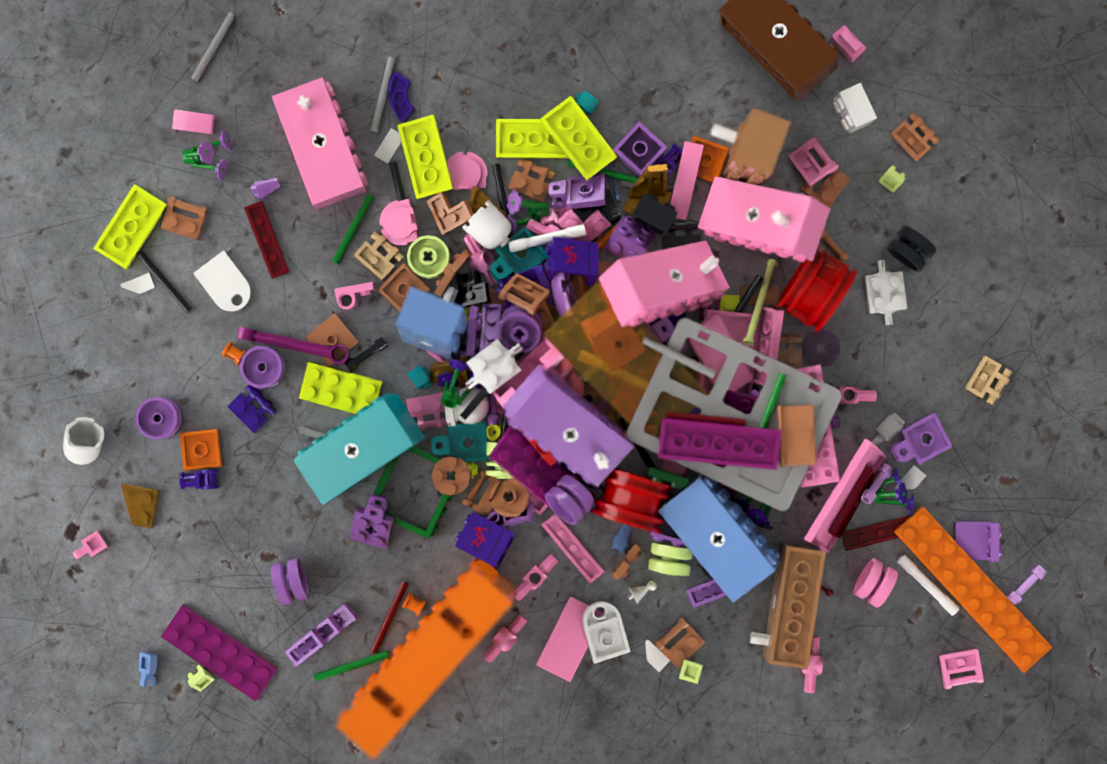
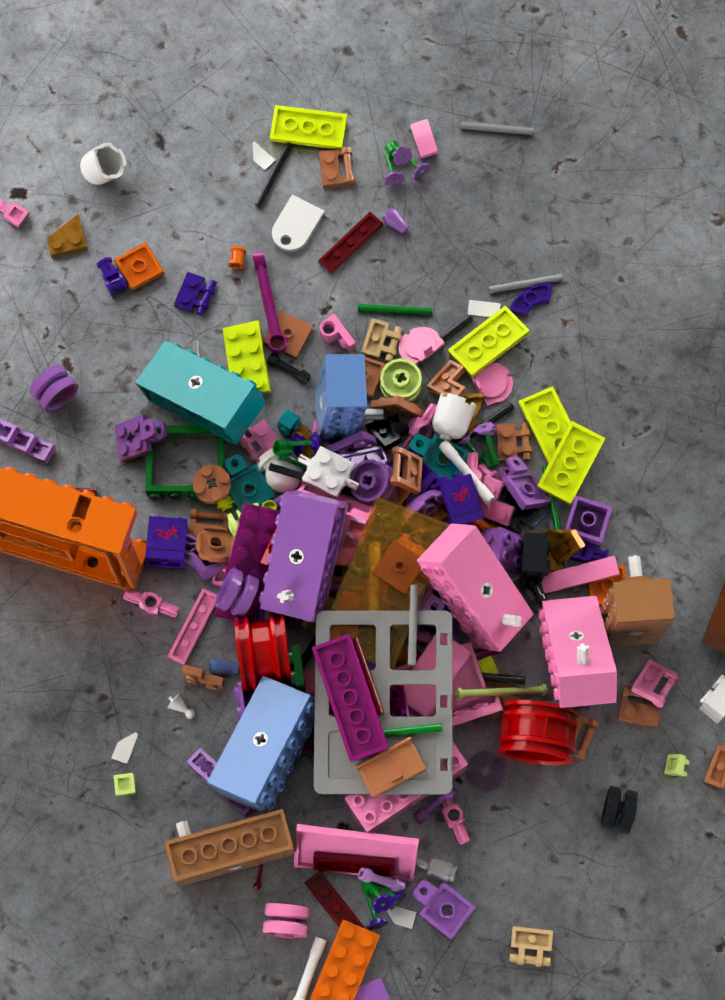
camera: 60 degrees right, 15 degrees down
(156, 407) = (151, 218): medium lavender wheel -> none
(274, 367) = (236, 285): medium lavender wheel -> none
(308, 119) = (456, 247): bright pink piece -> none
(504, 638) = (82, 601): bright pink axle -> none
(567, 641) = (107, 661): bright pink tile -> none
(586, 102) = (606, 457): teal plate -> none
(604, 633) = (126, 689): white tile -> none
(670, 561) = (221, 716): yellowish green wheel -> none
(684, 647) = (144, 770): nougat plate -> none
(758, 516) = (300, 775): dark purple plant -> none
(790, 356) = (462, 740): tan plate -> none
(815, 666) = (181, 898): bright pink axle -> none
(885, 292) = (566, 808): white plate -> none

